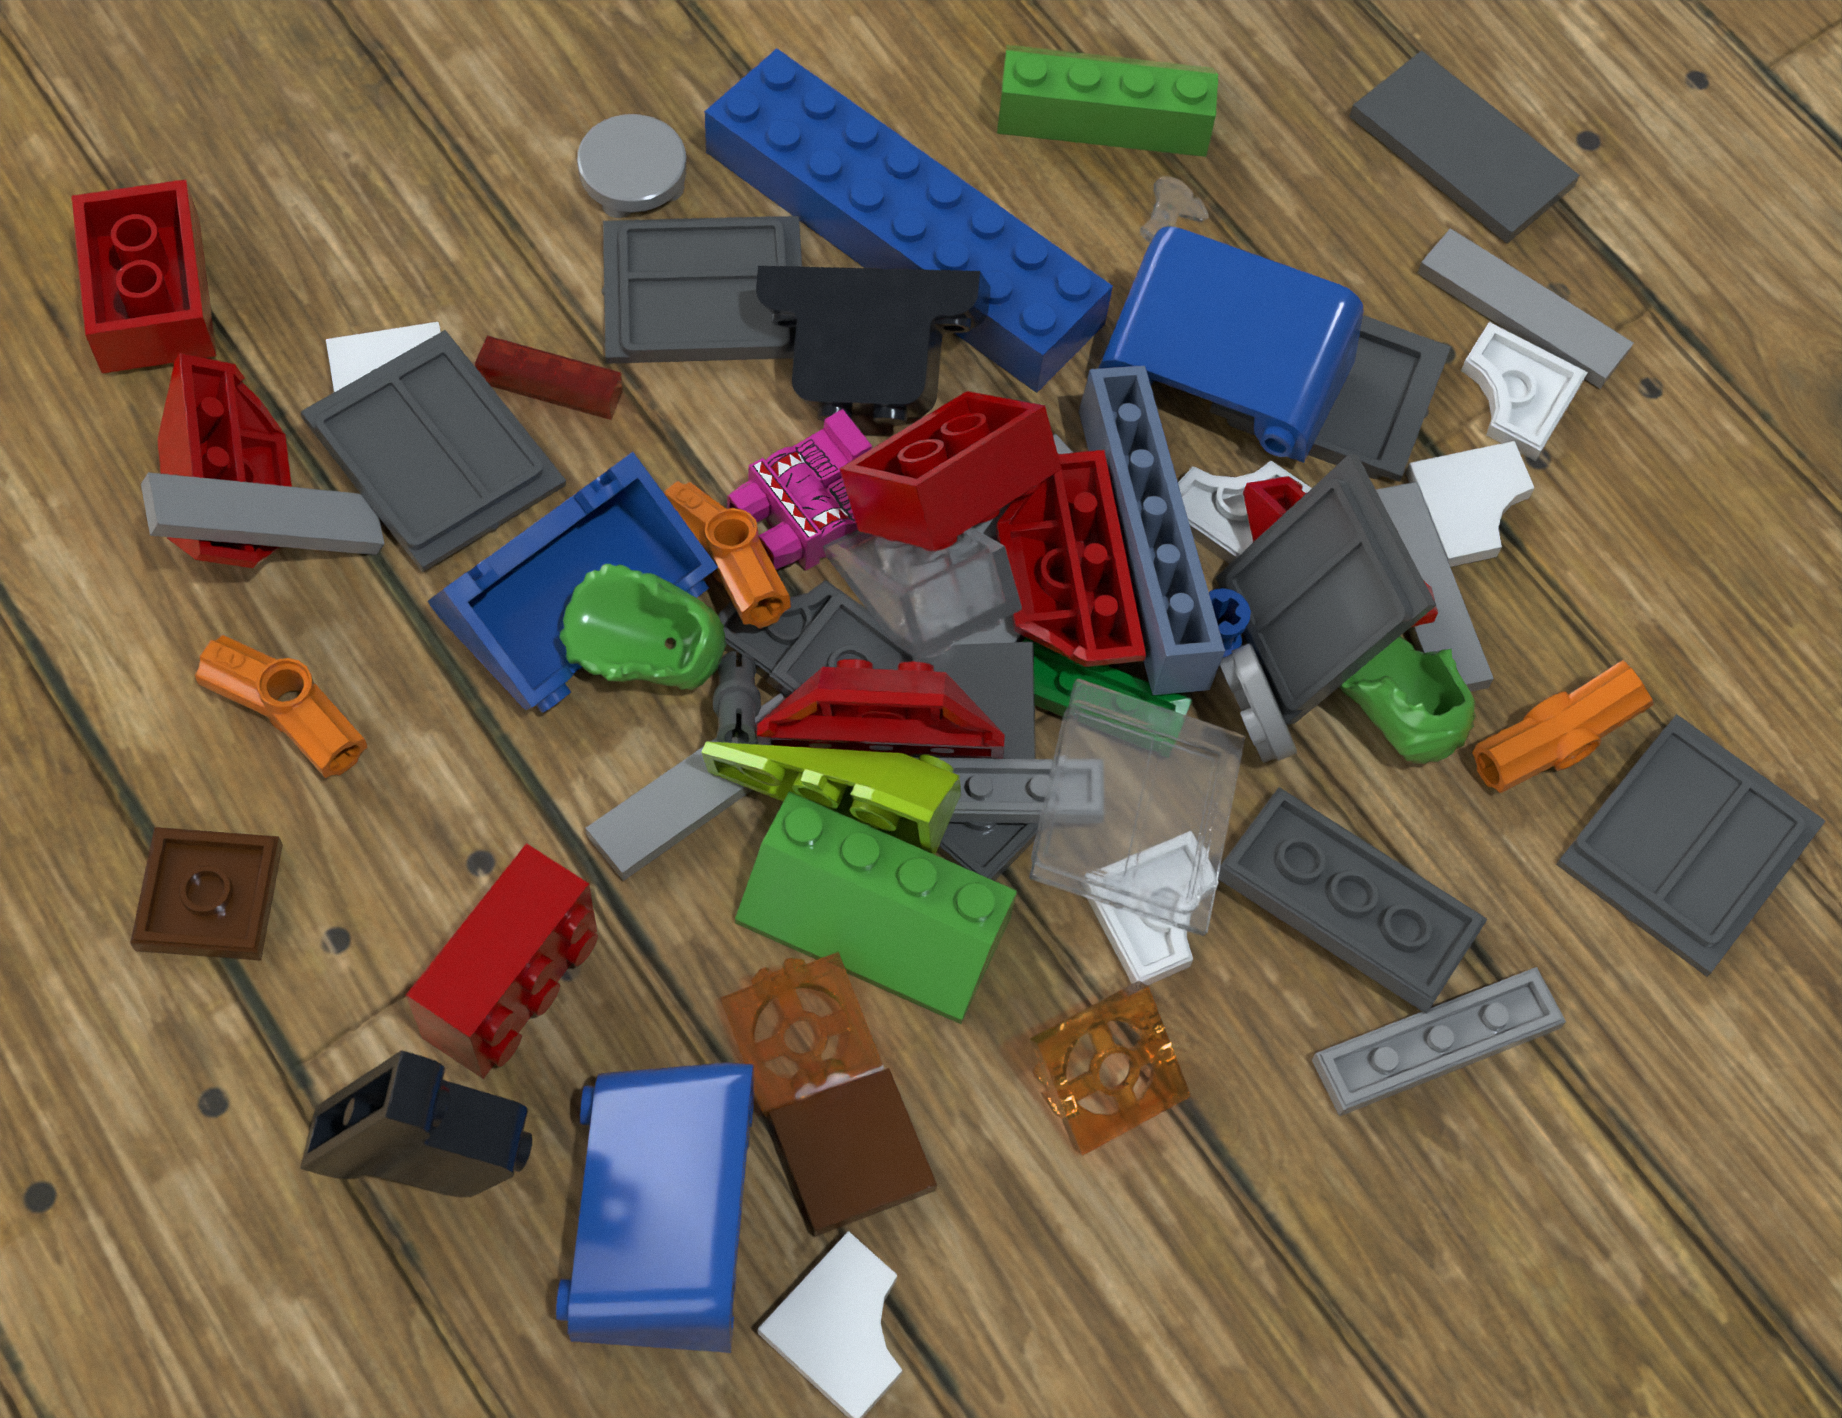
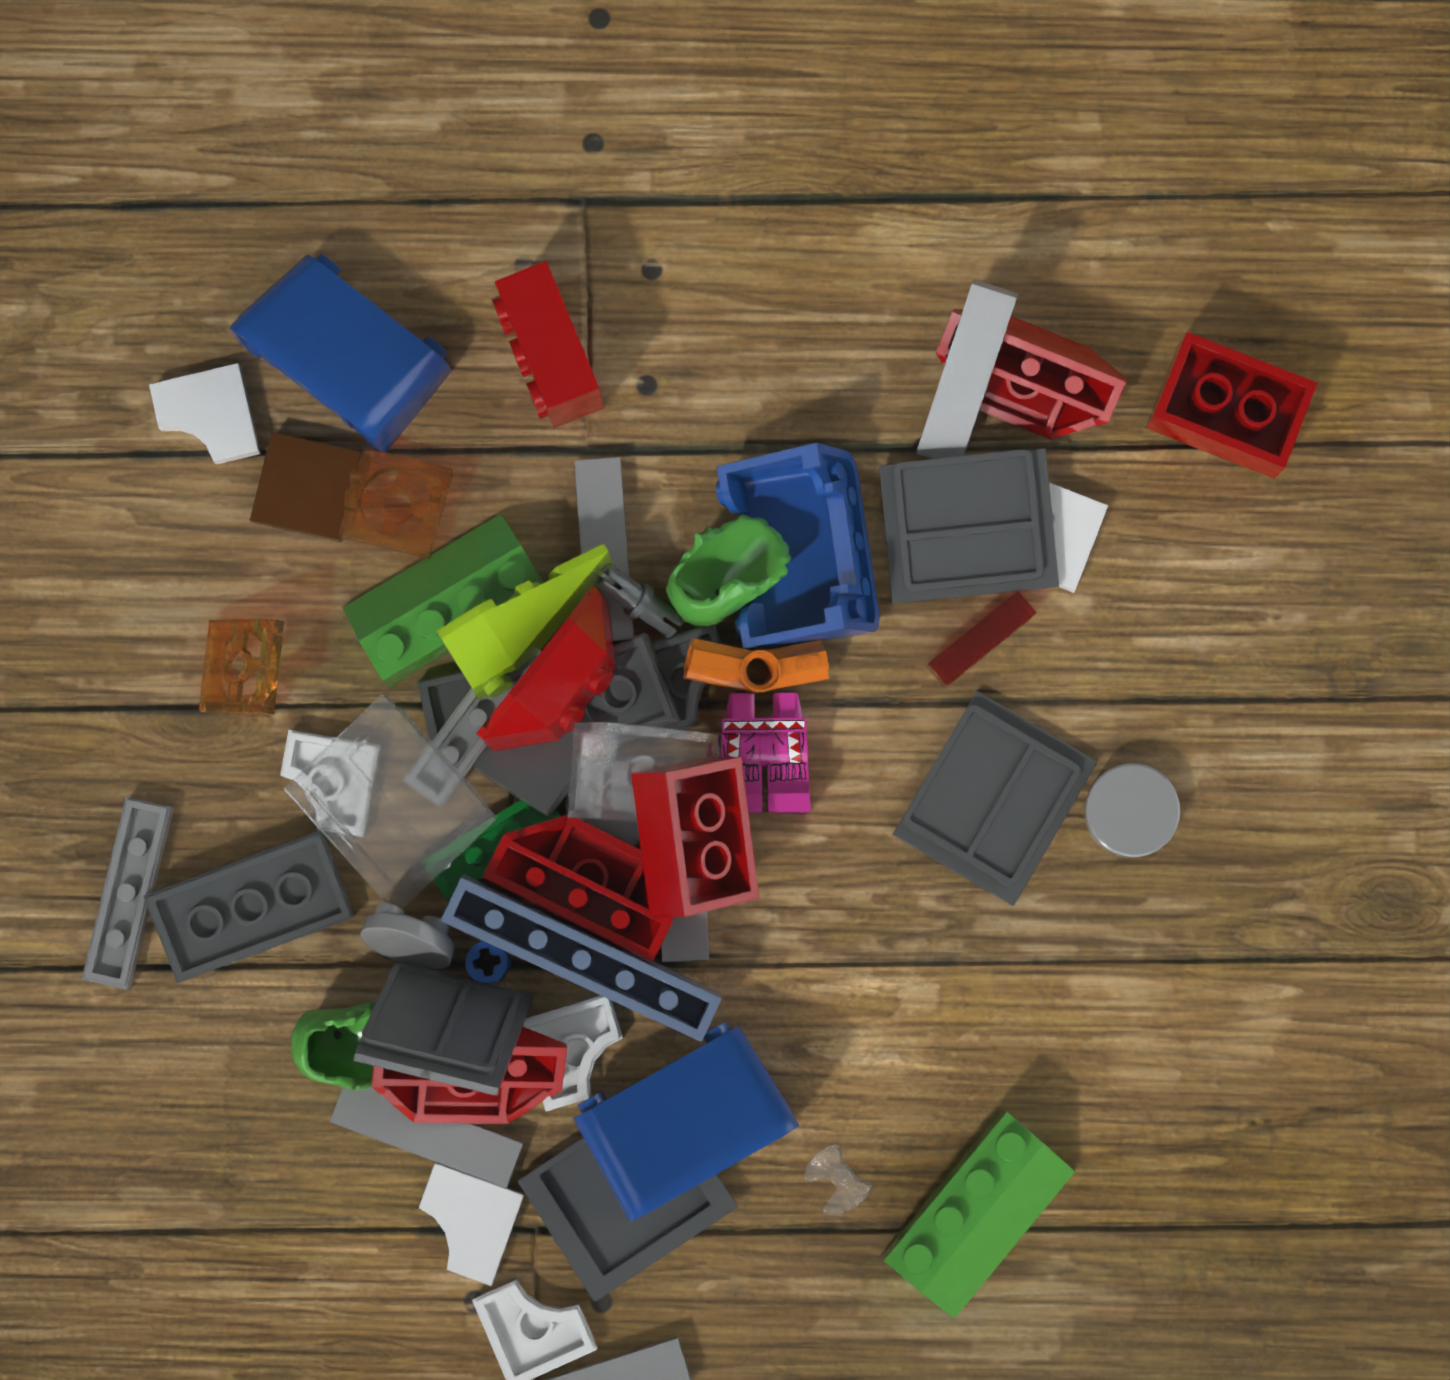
camera: 135 degrees right, 20 degrees up
(207, 894) = (731, 209): reddish brown tile -> none
(260, 681) = (859, 311): orange piece -> none
(418, 1130) = (465, 226): black brick -> none
(871, 333) = (857, 867): black brick -> none
(904, 211) = (955, 973): blue brick -> none
(1562, 729) = (261, 1137): orange piece -> none
(1691, 844) = (137, 1167): dark grey piece -> none

